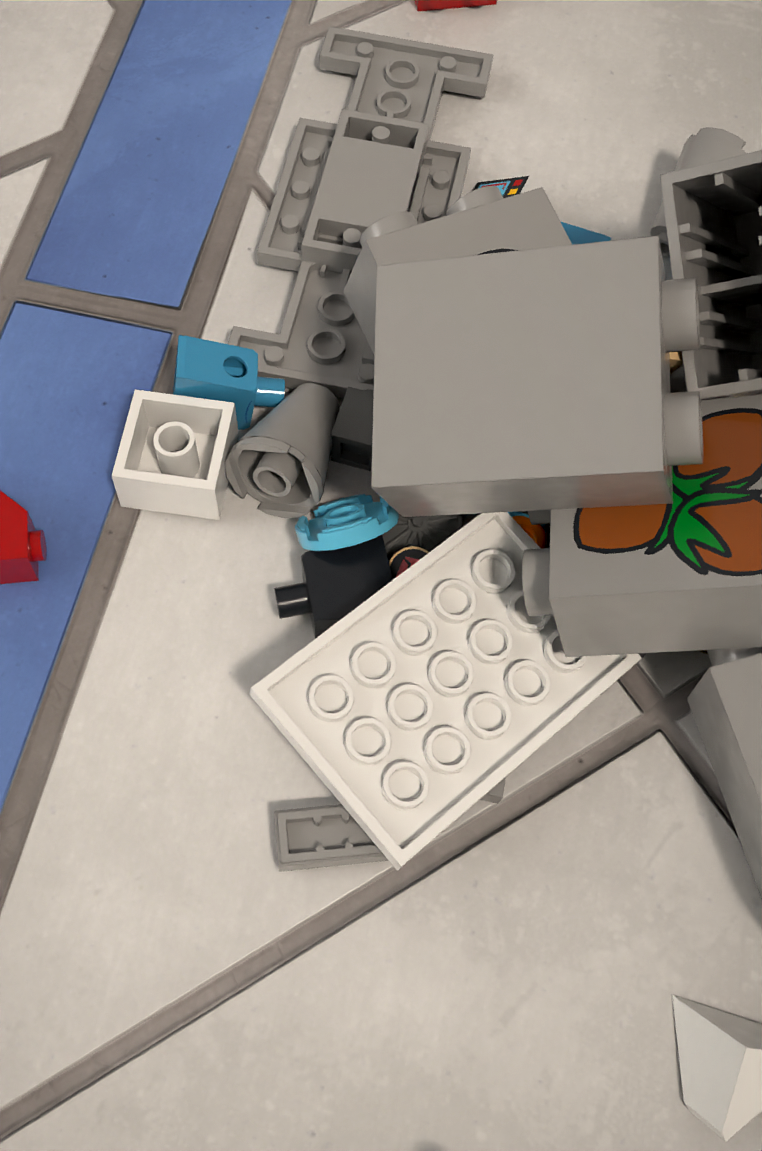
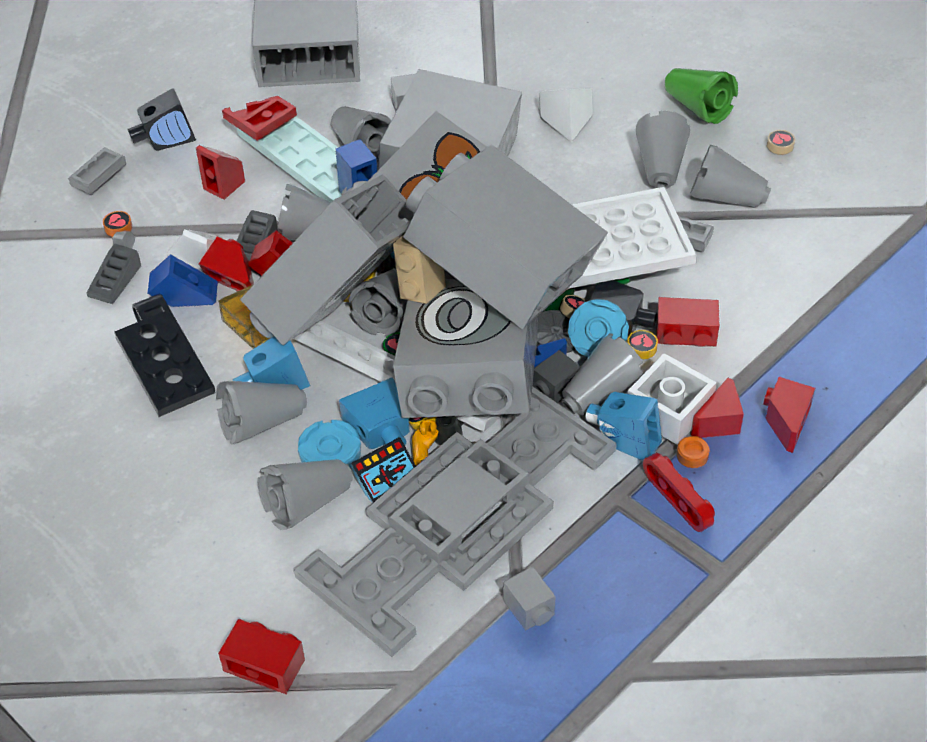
camera: 145 degrees left, 15 degrees down
(91, 487) = (720, 414): none -> red slope
(105, 339) = (679, 492): none -> red plate
(109, 421) = (693, 452): none -> orange tile
(216, 137) = (529, 598): none -> light grey brick
(224, 624) = (687, 321): none -> brick
(276, 563) = (643, 343): none -> tile
(303, 997) = (729, 180): none -> light grey cone
(473, 1018) = (662, 146): none -> light grey cone
(561, 122) = (301, 488): none -> light grey cone
(590, 207) = (329, 442): none -> medium azure tile

